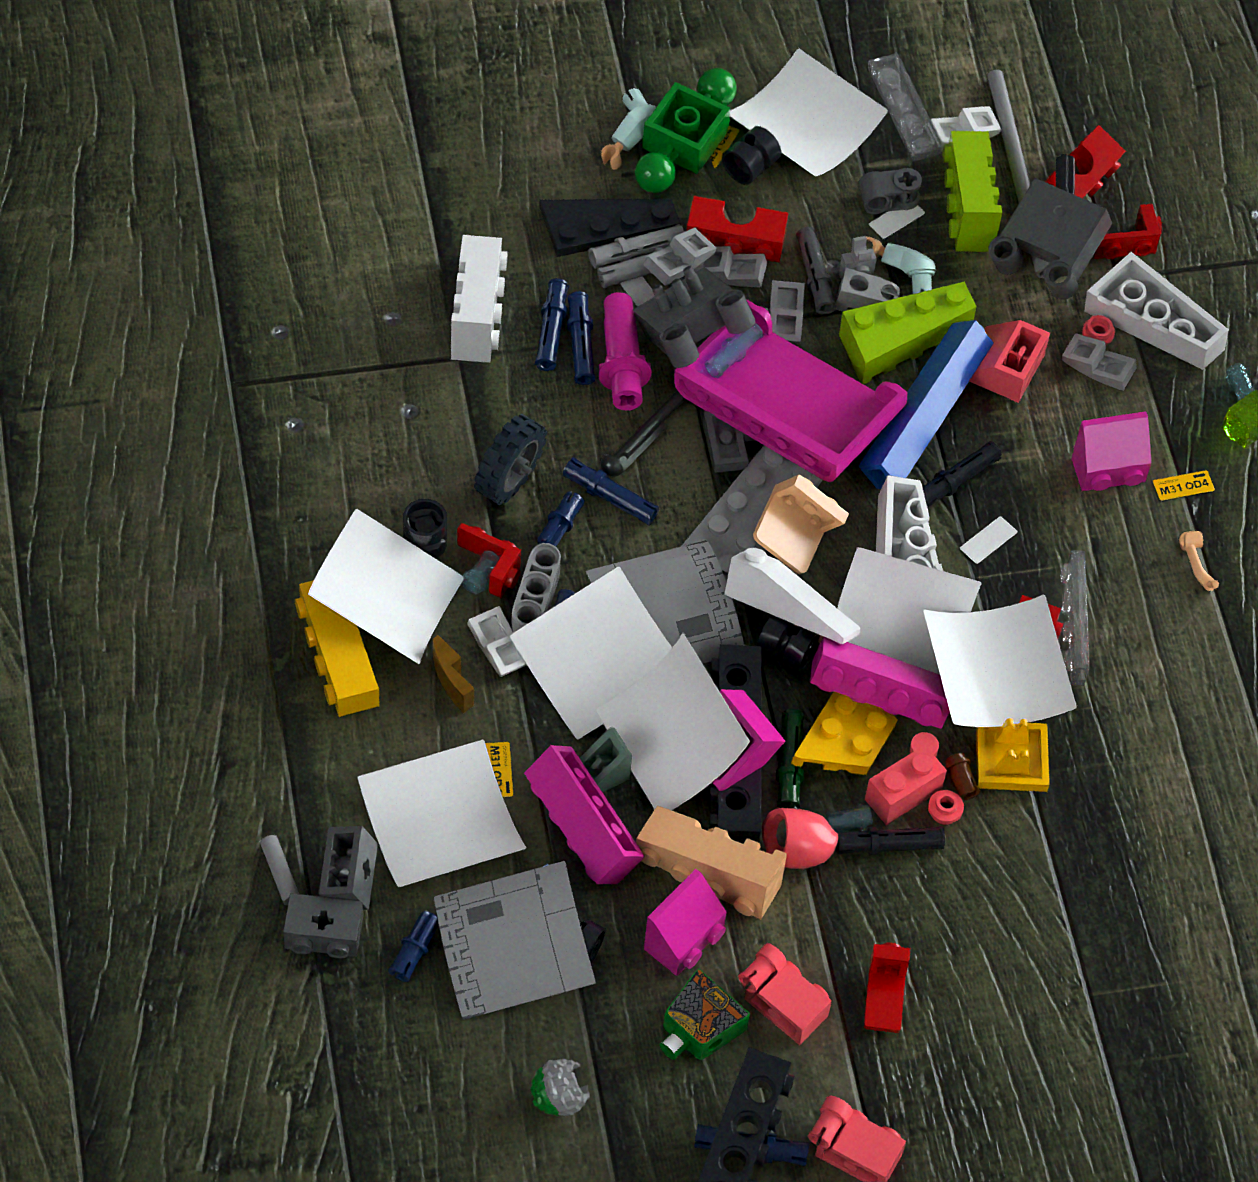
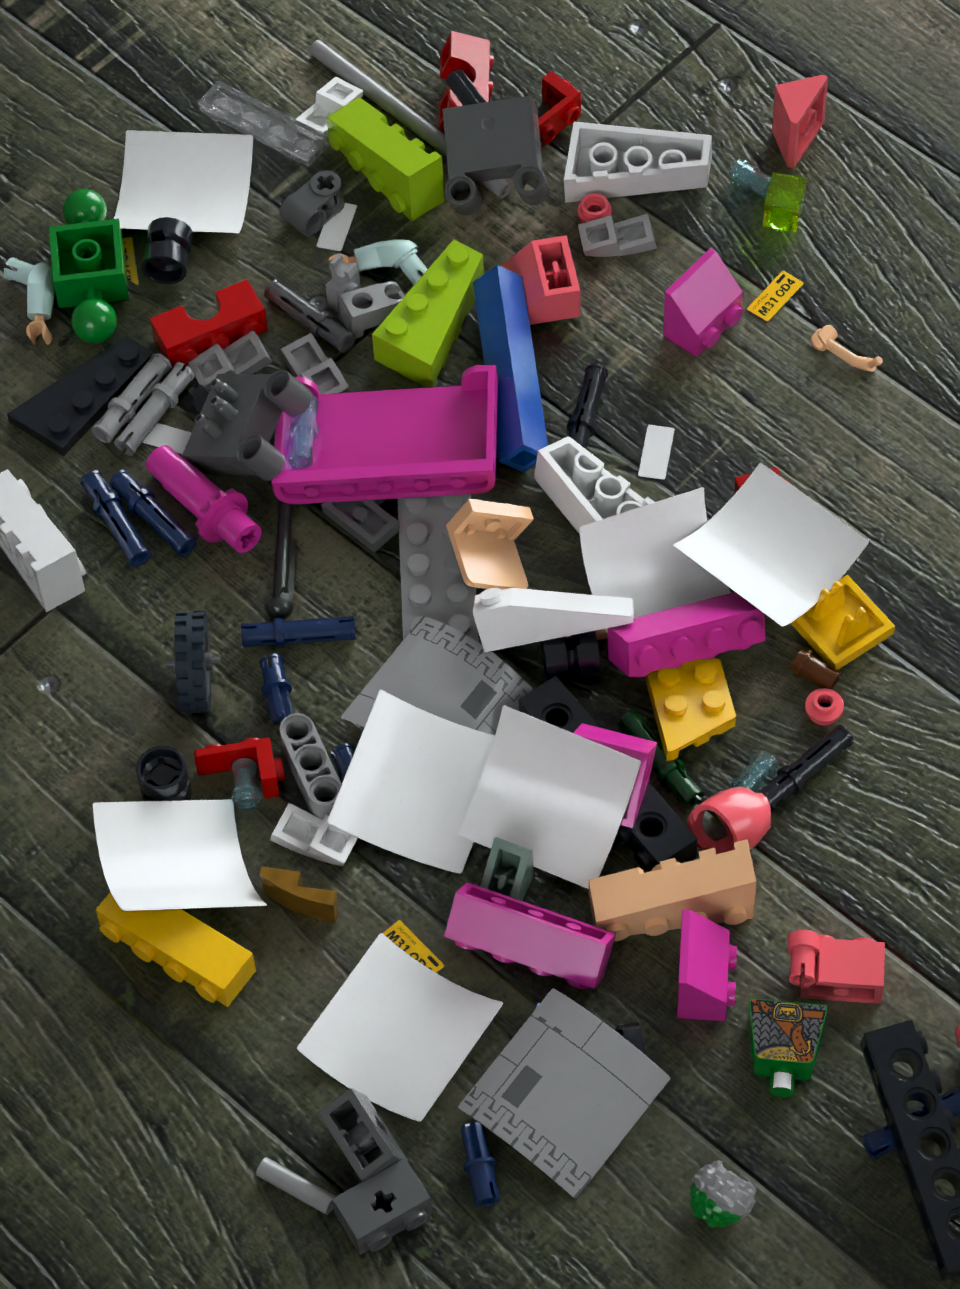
camera: 30 degrees left, 0 degrees up
(684, 250) = (184, 380): light grey slope -> none
(886, 987) = (911, 899): red bracket -> none
(908, 780) = (778, 705): coral hinge -> none
(1076, 628) = (779, 452): clear plate -> none

